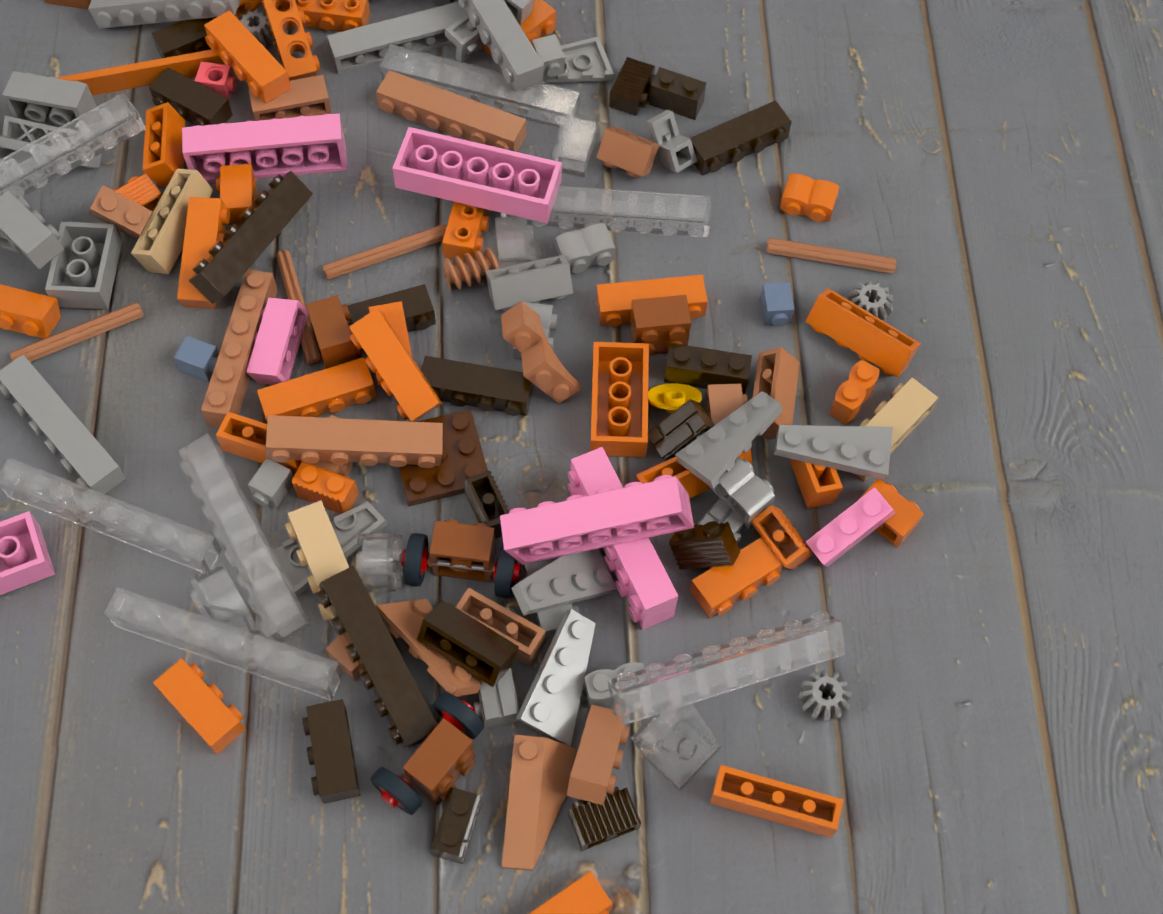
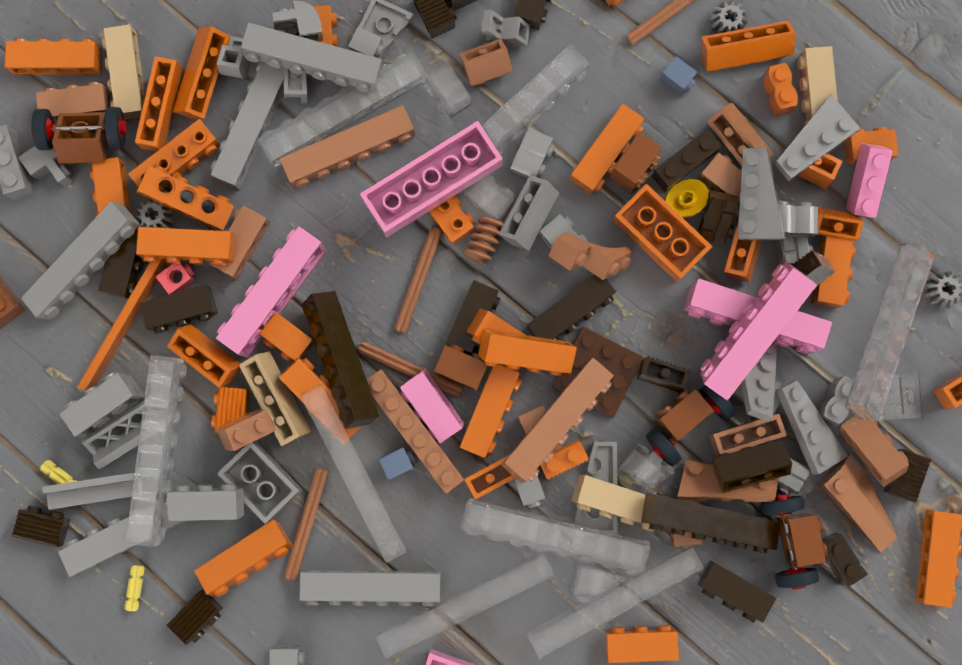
camera: 45 degrees left, 20 degrees up
(152, 322) = (353, 472): none -> clear brick

